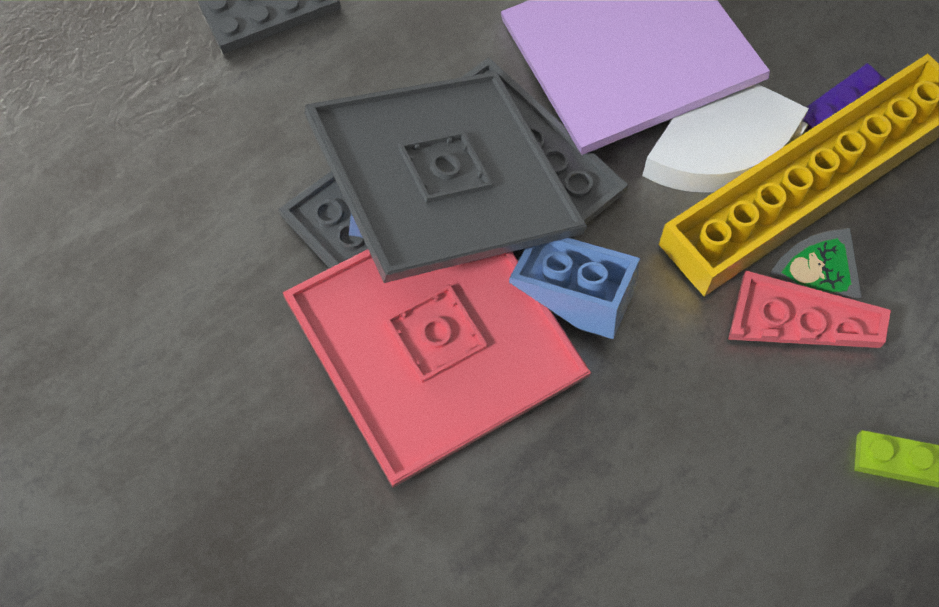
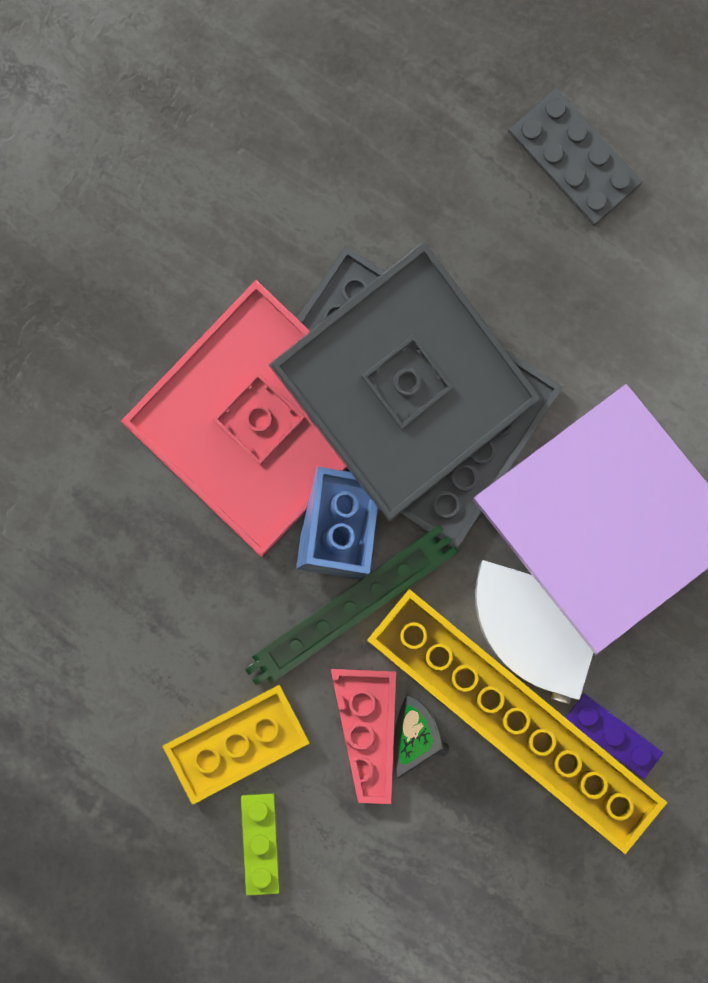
camera: 75 degrees right, 20 degrees up
(669, 303) = (351, 606): none -> dark green hinge
(799, 458) = (236, 744): none -> yellow plate

